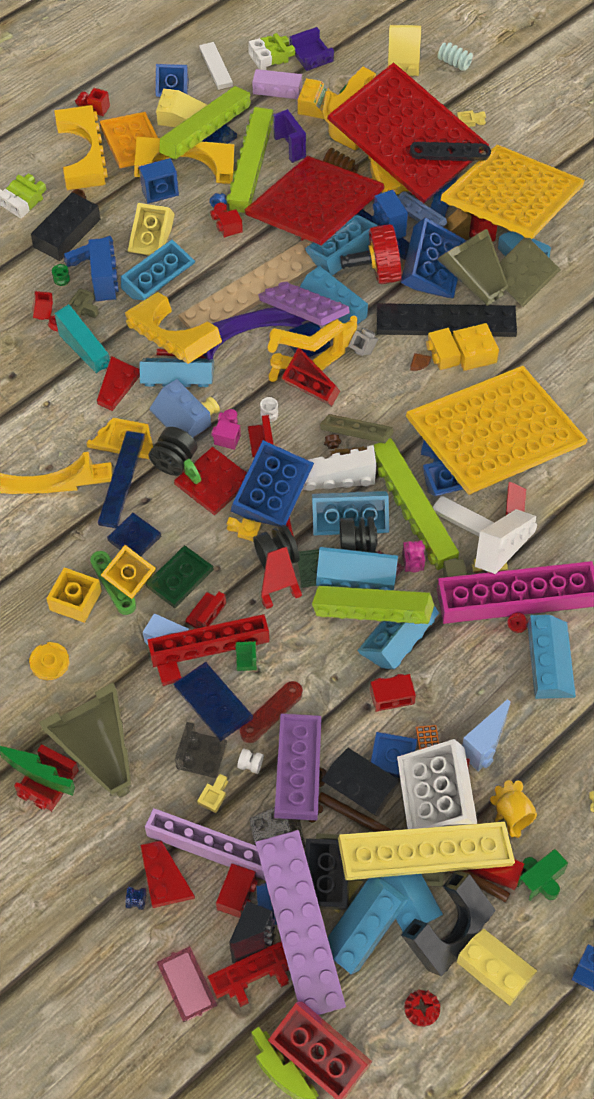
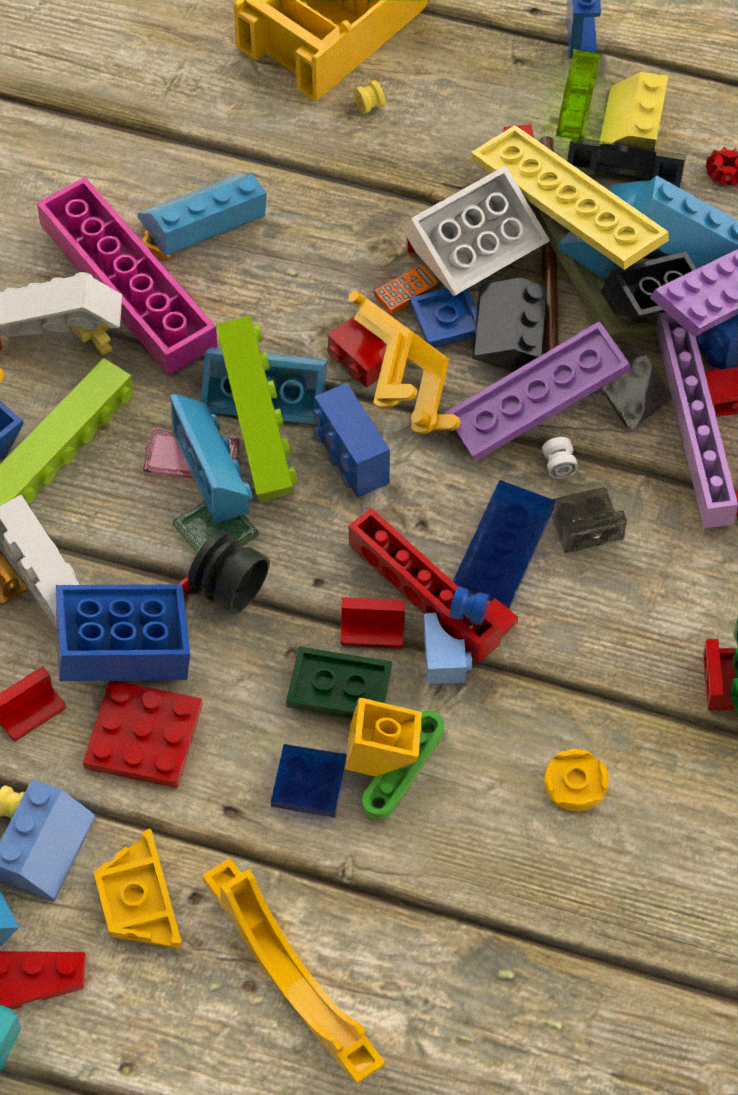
camera: 120 degrees left, 0 degrees up
(74, 595) = (462, 793): yellow brick -> none
(95, 740) = (655, 638): olive cone -> none
(121, 479) = (222, 843): clear blue tile -> none
(168, 639) = (472, 607): none -> blue wheel
(172, 450) = (134, 795): pearl dark grey wheel -> none
(191, 471) = (156, 750): bright green tile -> none
(213, 795) = (633, 476): light yellow plate -> none
(227, 430) = (46, 759): dark pink brick -> none
(246, 529) = (206, 645): yellow plate -> none
(246, 656) = (413, 529): green panel -> none
(271, 711) = (466, 473): clear red plate -> none
(278, 575) = (266, 543): red flag -> none
(325, 649) = (351, 440): none -> blue brick
(330, 507) = (102, 523): dark azure slope -> none
(358, 537) = (149, 483): pearl dark grey wheel -> none
(401, 706) = (401, 345): none -> yellow piece
(413, 556) = (136, 412): dark pink brick -> none
(454, 568) = (136, 357): olive brick -> none
(461, 516) = (31, 380): white tile -> none
(484, 738) = (360, 220): light blue slope -> none
(513, 807) = (437, 166): yellow piece -> none
(517, 622) = (171, 262): red tile -> none
(535, 937) = (578, 94): none -> clear neon green slope
(542, 875) = (496, 108): green piece -> none

